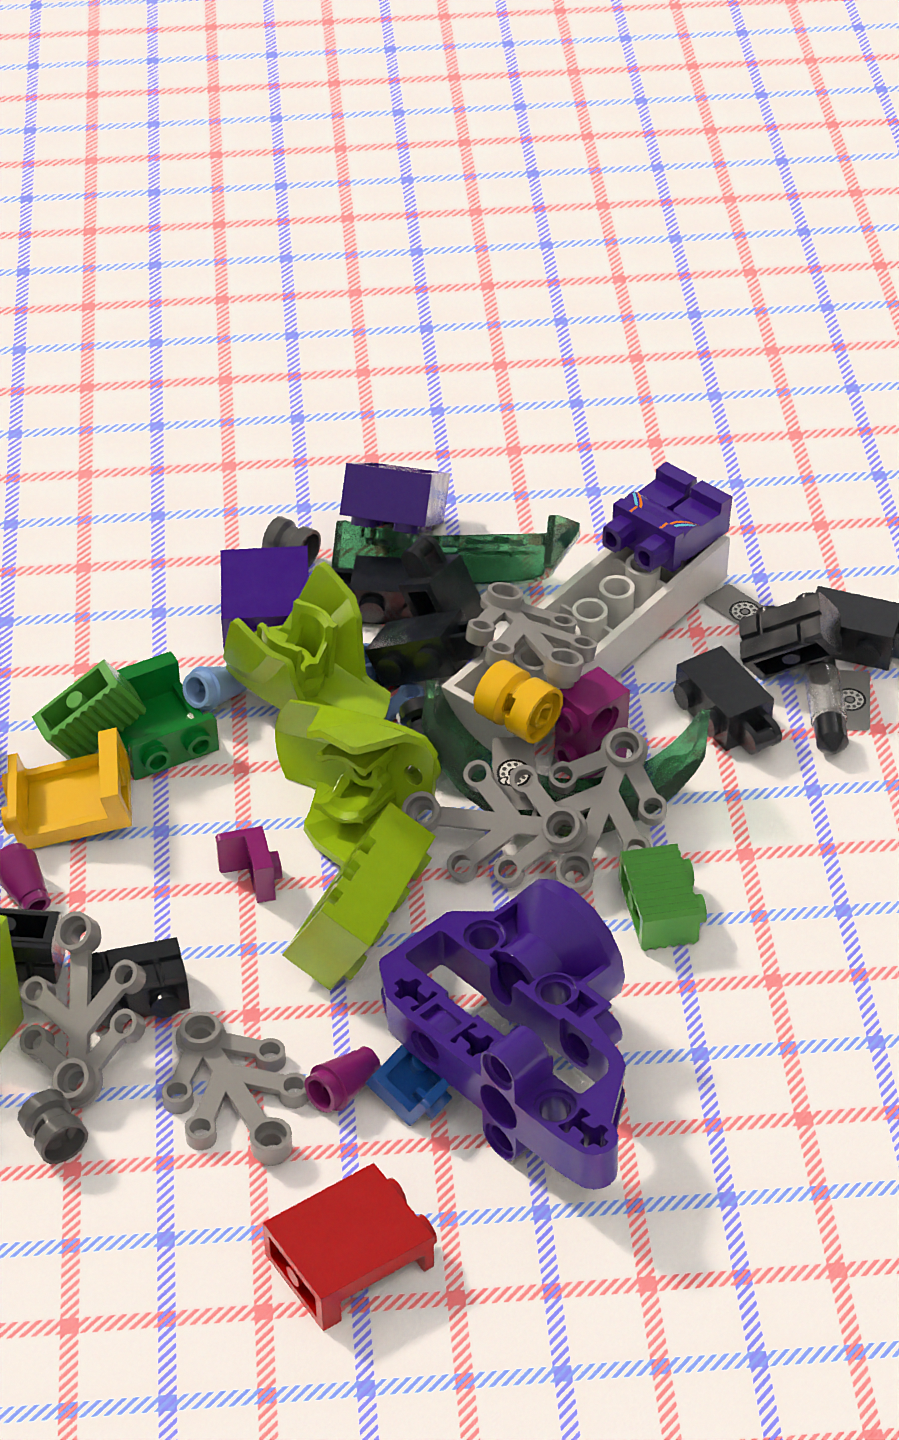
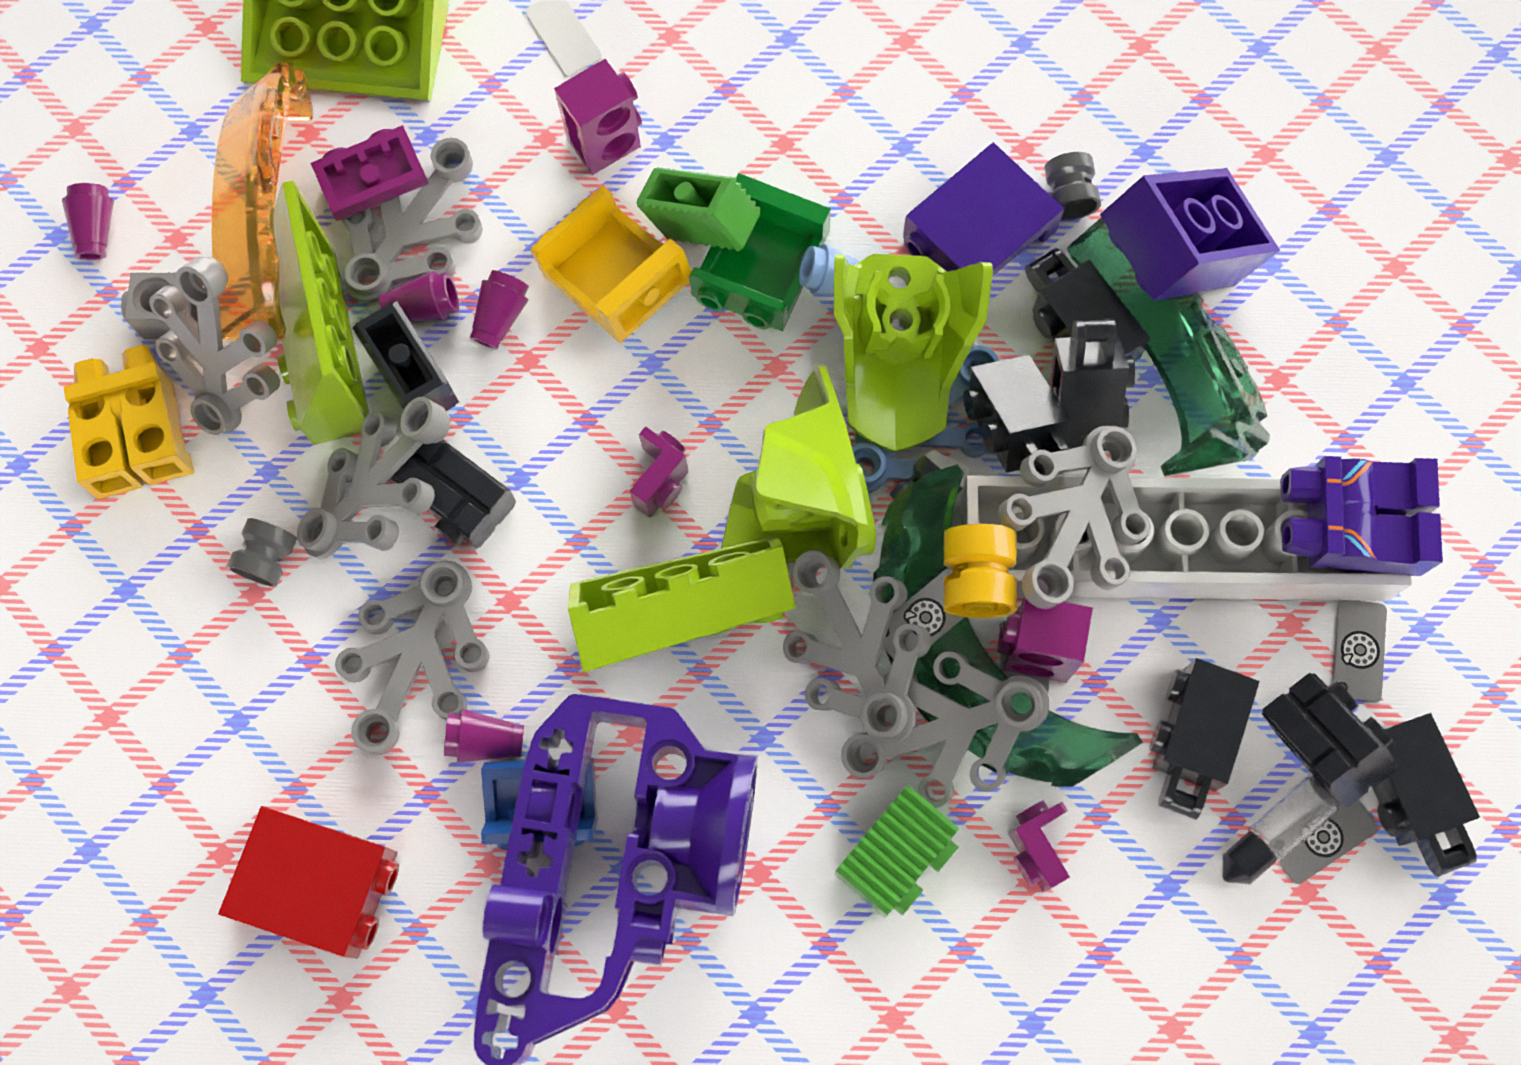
camera: 55 degrees right, 30 degrees up
(727, 824) = (1036, 856): none -> magenta bracket

